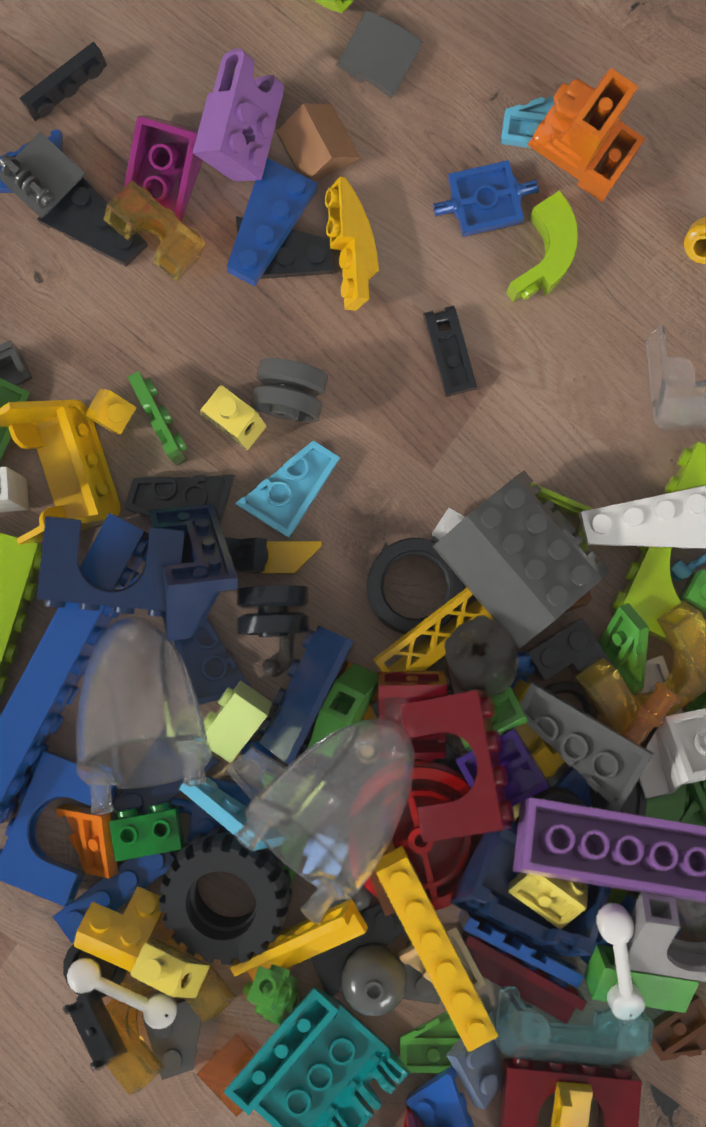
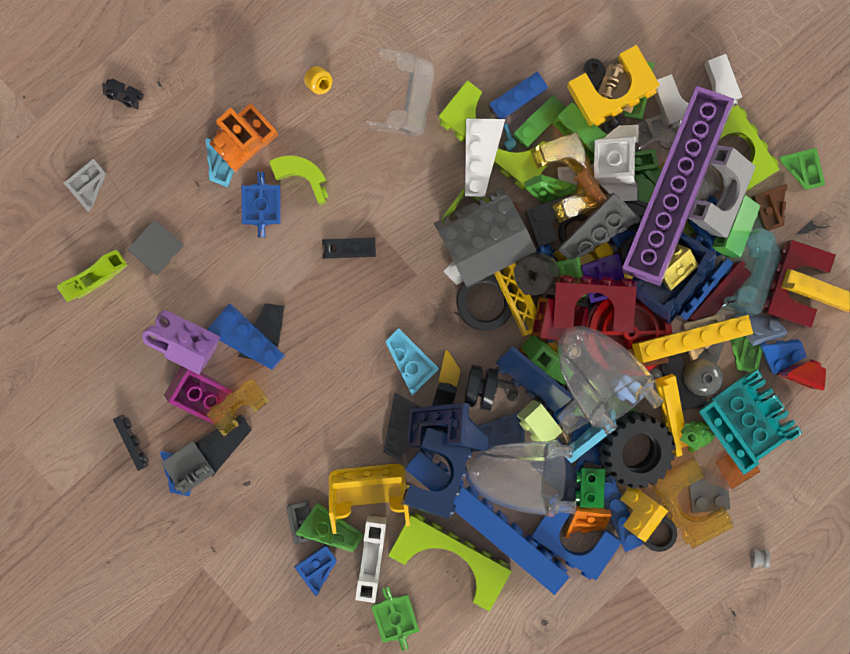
camera: 75 degrees left, 5 degrees up
(86, 975) = (663, 538): white piece -> none
(96, 1029) = (693, 538): black hinge -> none
(110, 411) = (341, 457): yellow brick -> none
(166, 966) = (669, 490): light yellow torso -> none
(173, 443) = (350, 428): bright green wing -> none
(233, 417) = (360, 386): light yellow torso -> none
(289, 390) = (355, 349): dark grey wheel -> none
(317, 141) = (202, 297): medium nougat slope -> none
(353, 235) = (265, 290): yellow slope -> none
(617, 929) = (704, 236): white piece -> none

